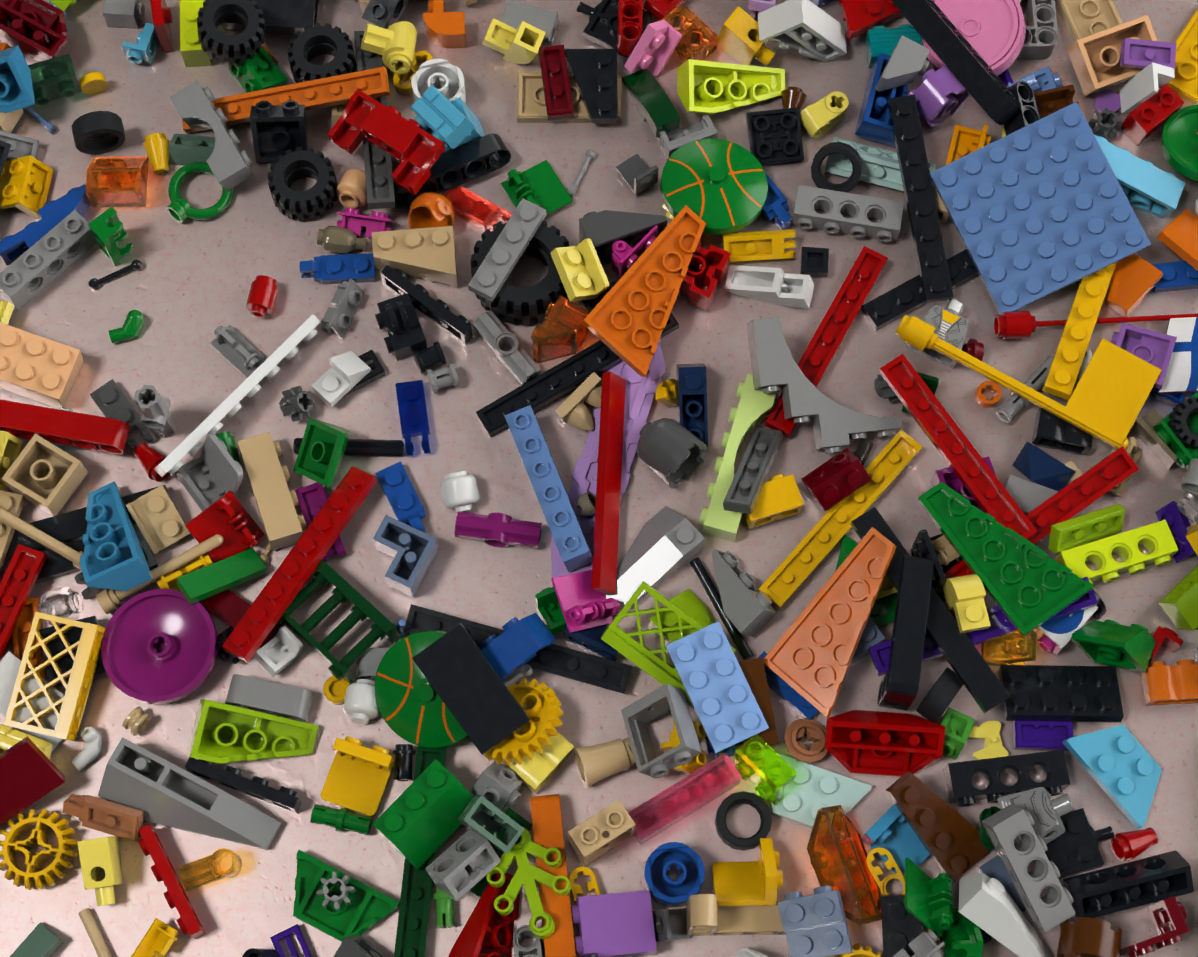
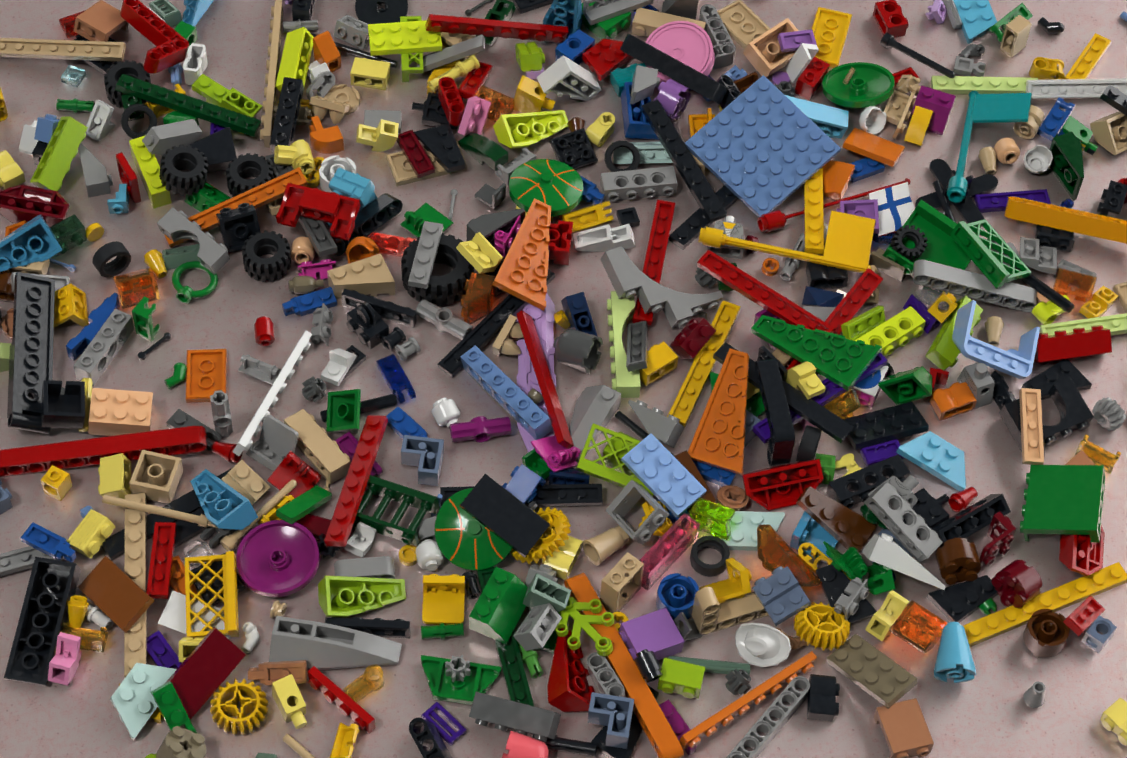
camera: 20 degrees left, 15 degrees down
(166, 338) = (205, 374): none -> orange tile

